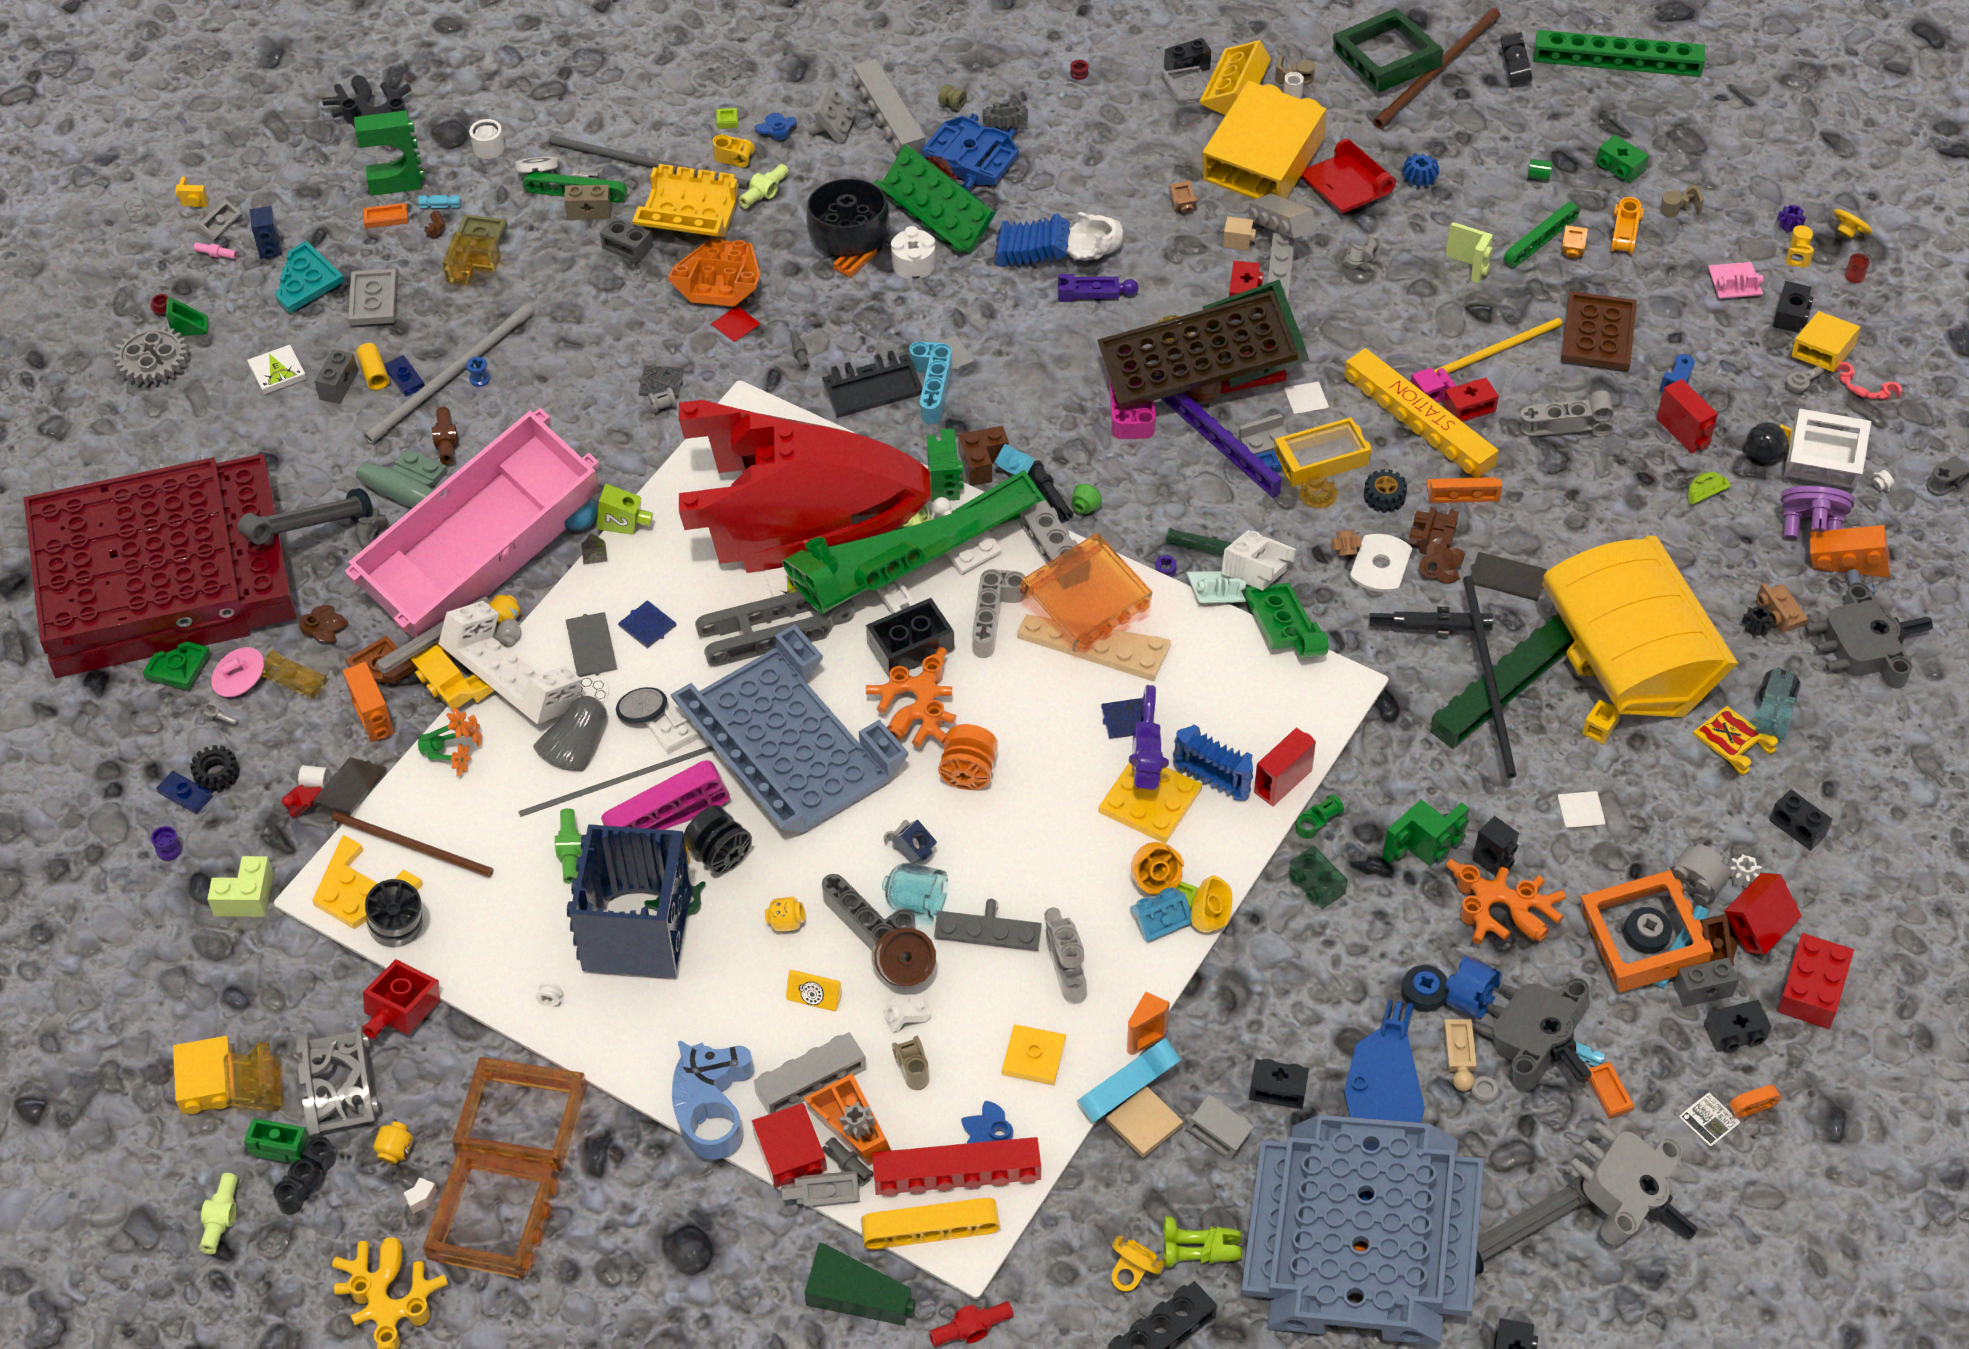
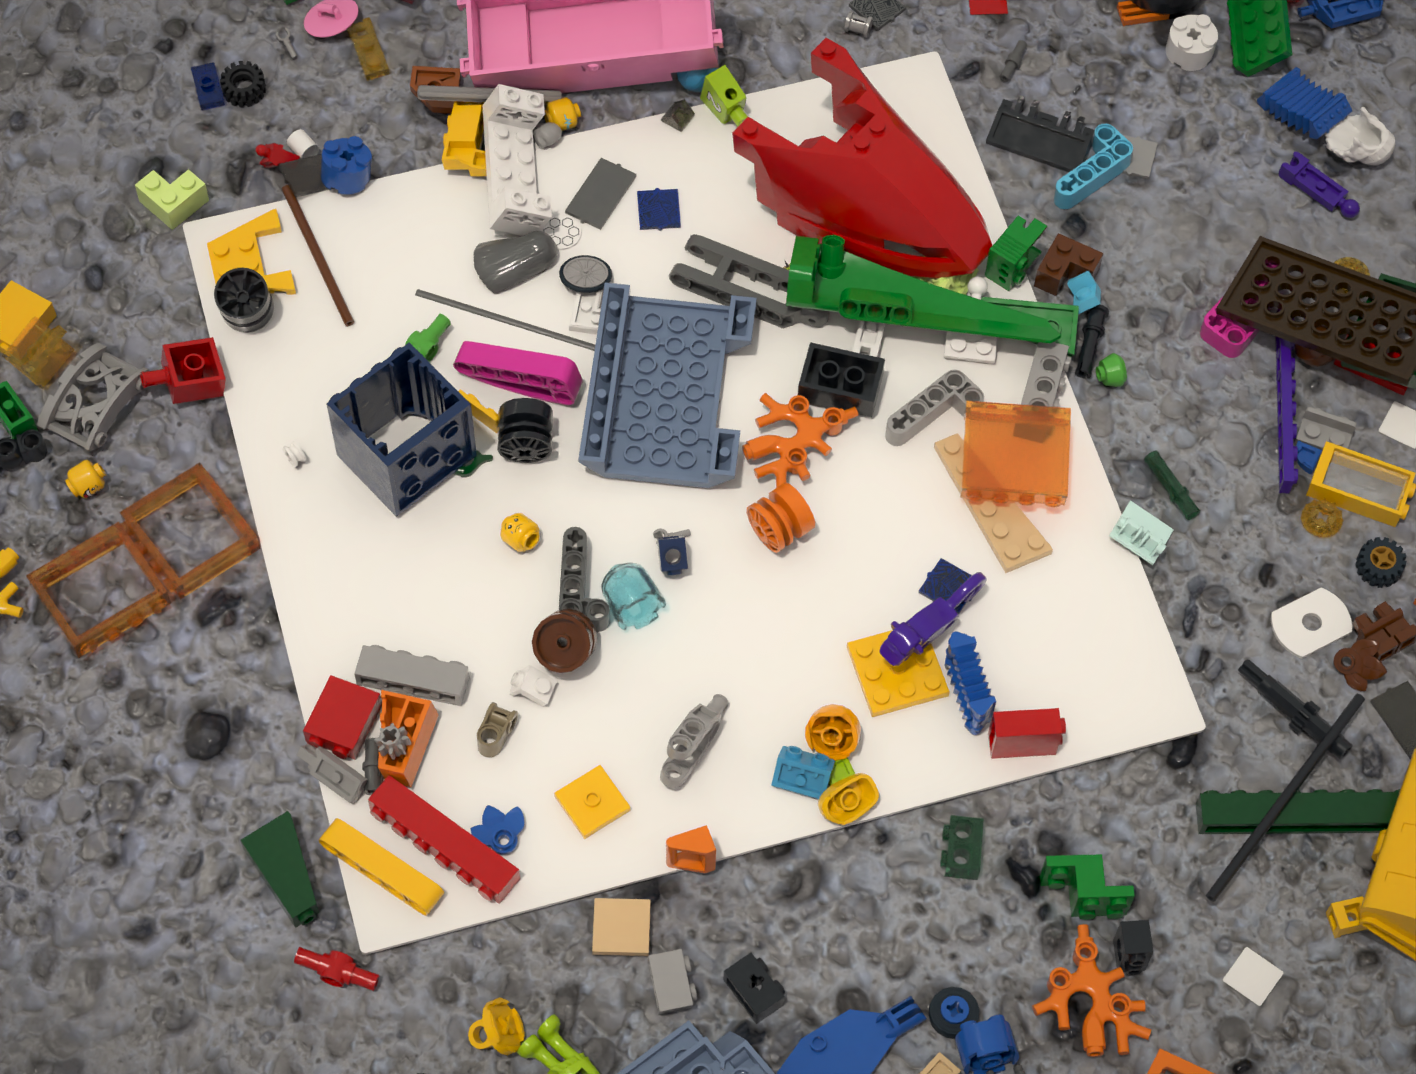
camera: 40 degrees right, 10 degrees up
(166, 843) = (155, 117): dark purple wheel -> none
(322, 623) = (430, 24): reddish brown plate -> none
(368, 702) = (391, 114): orange window -> none
(371, 762) = (346, 165): none -> blue brick
(420, 1195) = (67, 535): white piece -> none
(432, 744) = (408, 185): plant -> none
(698, 1094) = (318, 620): medium blue animal -> none
(813, 990) = (481, 611): yellow slope -> none
(988, 928) = (659, 670): dark grey plate -> none
(1129, 1080) = (635, 884): medium azure beam -> none
(1166, 560) = (1128, 480): dark purple bush -> none
(1256, 559) = (1195, 536): white piece -> none
(1305, 636) = (1165, 642): green hinge -> none
(1319, 816) = (1020, 797): green connector -> none
(1346, 542) = (1294, 581): medium nougat gear -> none

